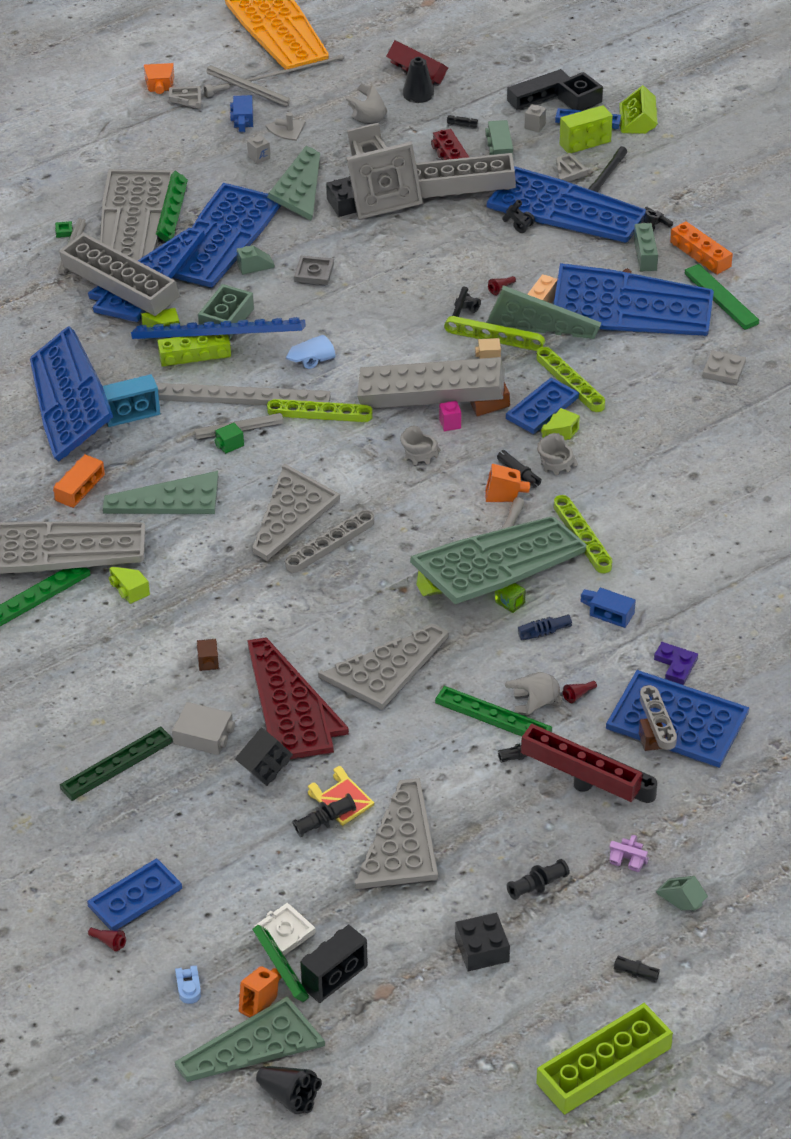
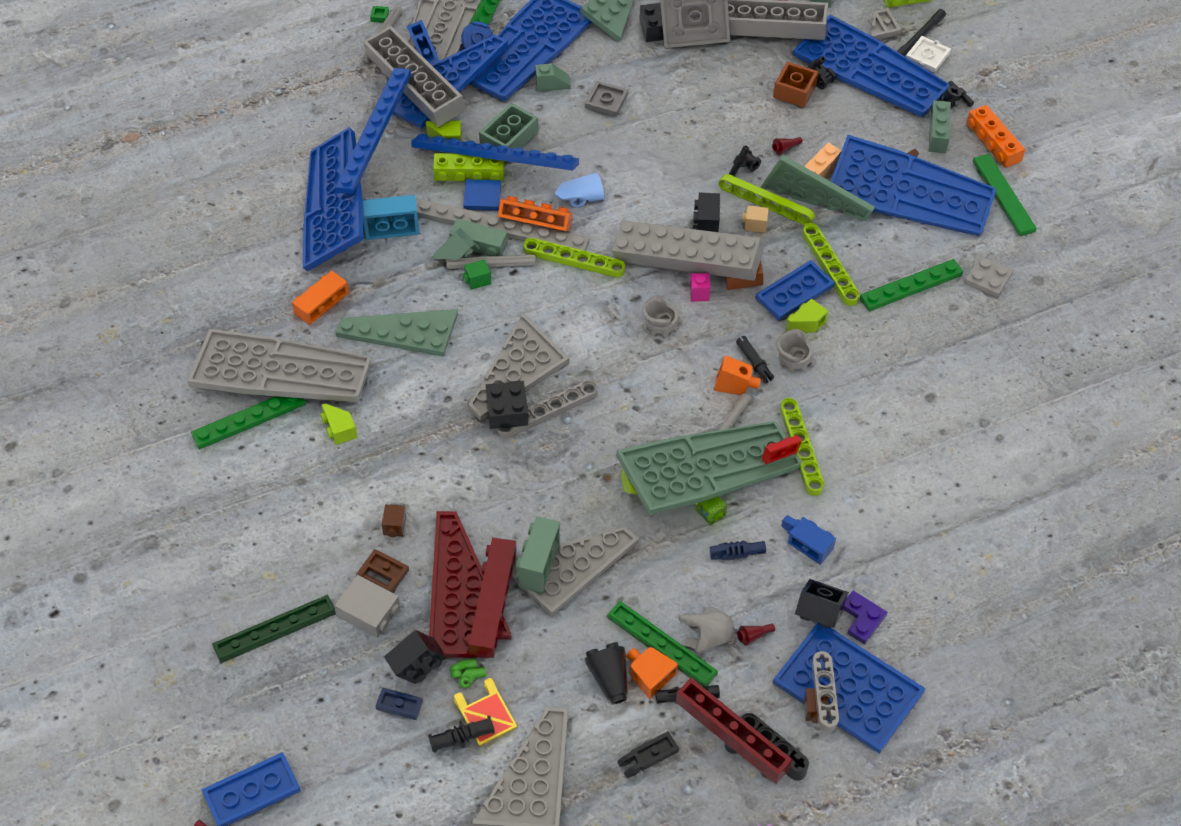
camera: 10 degrees right, 10 degrees up
(95, 324) = (373, 131): none -> blue plate
(114, 238) = (423, 43): none -> blue slope
(167, 230) = (475, 33): none -> blue tile
(202, 416) = (455, 247): none -> sand green slope
(210, 694) = (385, 567): none -> reddish brown plate
(213, 370) = (482, 194): none -> blue tile
(221, 407) = (487, 239): none -> sand green brick
(256, 802) = (399, 703): none -> dark blue plate
(272, 377) = (535, 214): none -> orange brick
(291, 539) = (506, 404): none -> black brick
(306, 764) = (462, 666): none -> bright green arm
(318, 768) = (470, 675): none -> bright green arm
(322, 698) = (492, 597): none -> dark red brick
(359, 654) = (538, 554): none -> sand green brick
(441, 346) = (708, 212): none -> black brick
(450, 740) = (609, 671): none -> black cone
(489, 735) = (651, 670): none -> orange torso
(497, 230) = (795, 84): none -> dark orange brick
(505, 803) = (649, 754): none -> black hinge
(565, 534) = (781, 449): none -> red plate
(619, 187) = (928, 54): none -> white plate
(635, 653) = (821, 603): none -> black brick
(652, 385) = (911, 285): none -> green plate

